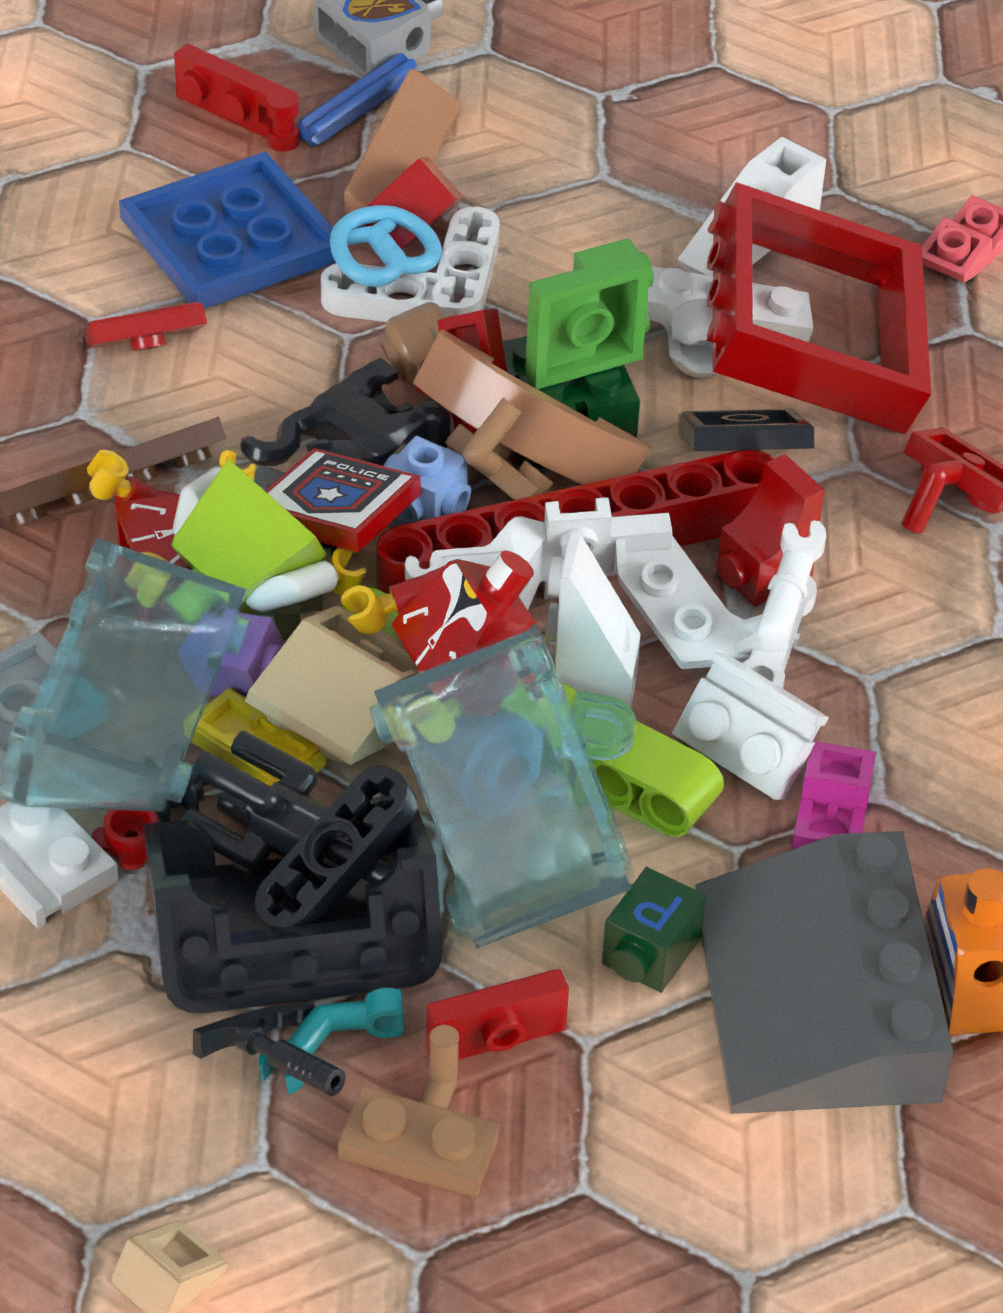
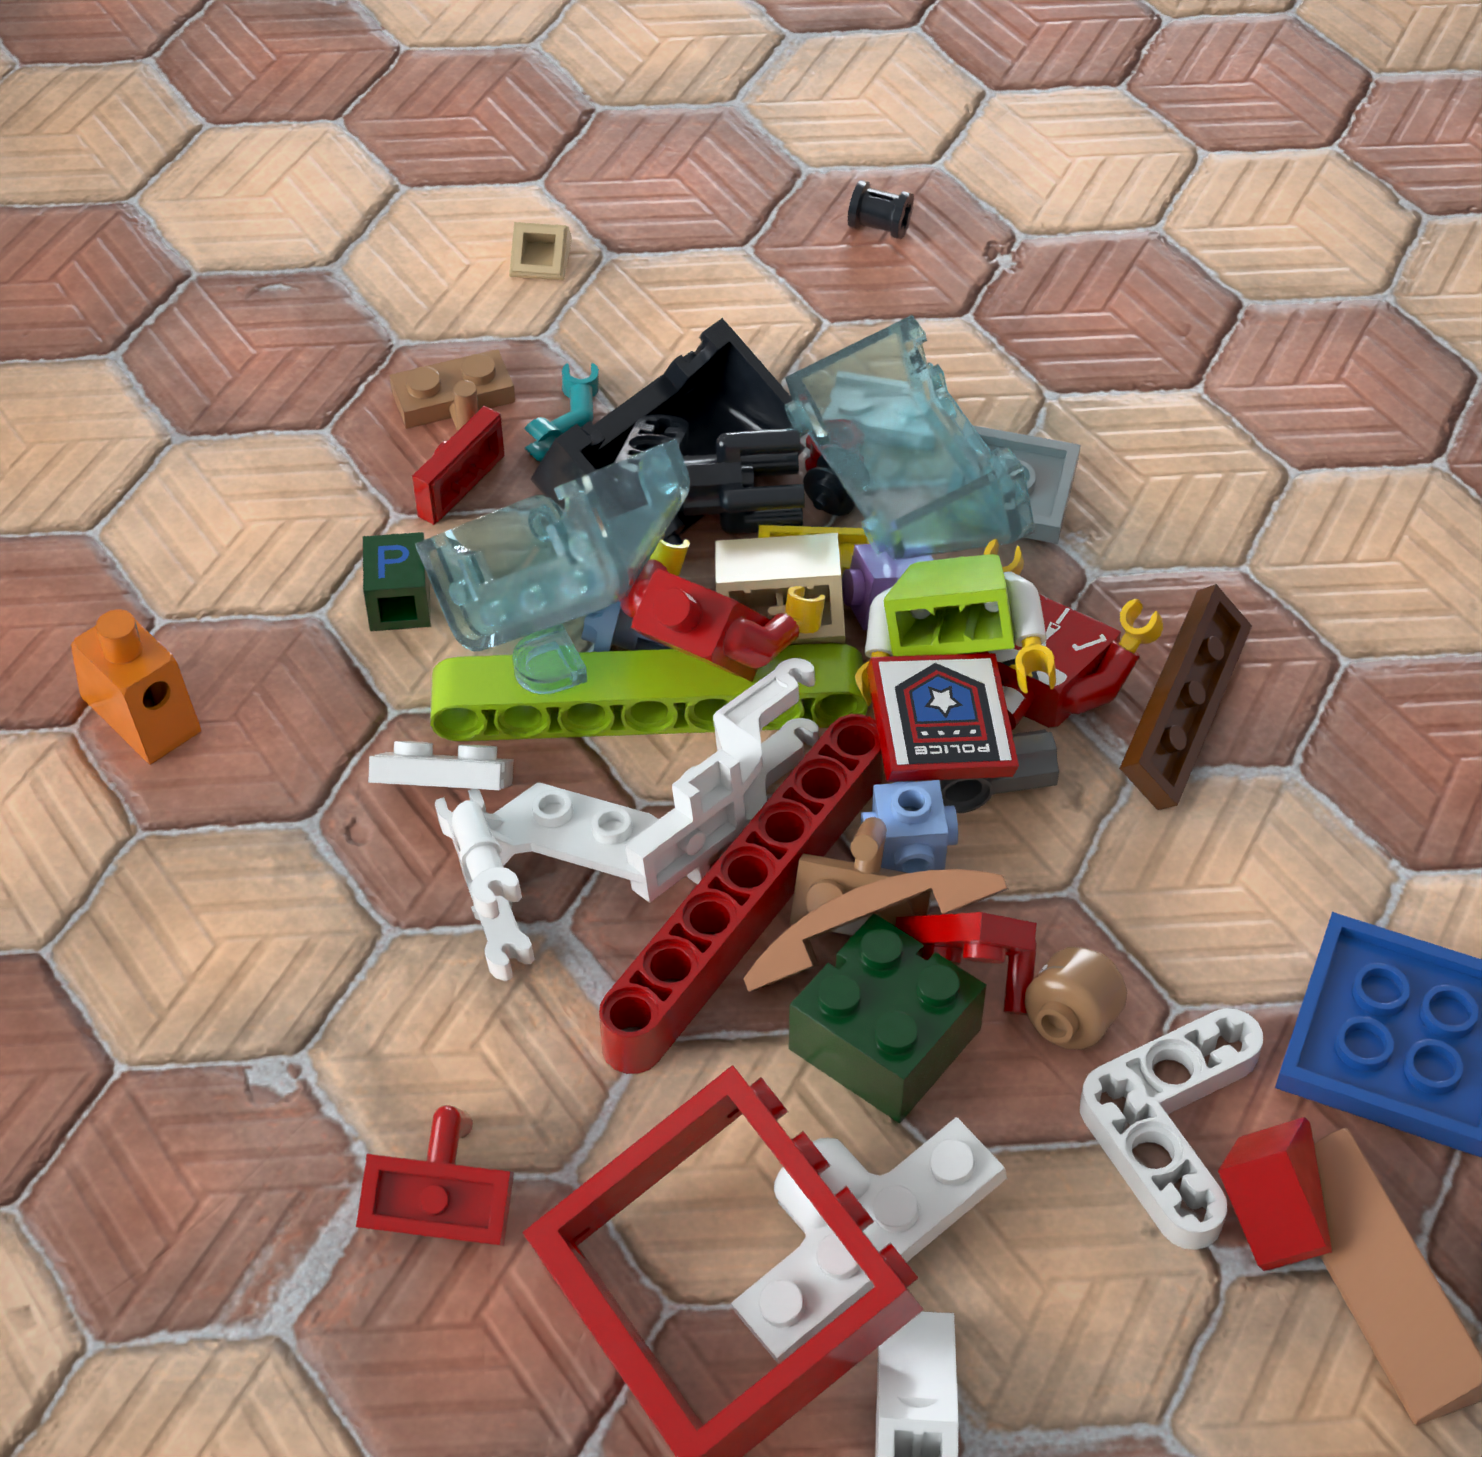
camera: 145 degrees right, 5 degrees up
(145, 328) = (1333, 857): red plate -> none
(249, 1034) = (577, 360): black piece -> none
(354, 422) = (1036, 863): black animal -> none
(377, 236) = (1232, 1078): medium azure piece -> none
(589, 315) = (872, 961): bright green plate -> none
(590, 627) = (613, 724): white slope -> none
(745, 430) = (669, 1061): black tile -> none
(752, 541) = (556, 963): red arch -> none
(825, 979) = (247, 626): dark grey slope -> none
(833, 792) = (334, 775): dark pink slope -> none

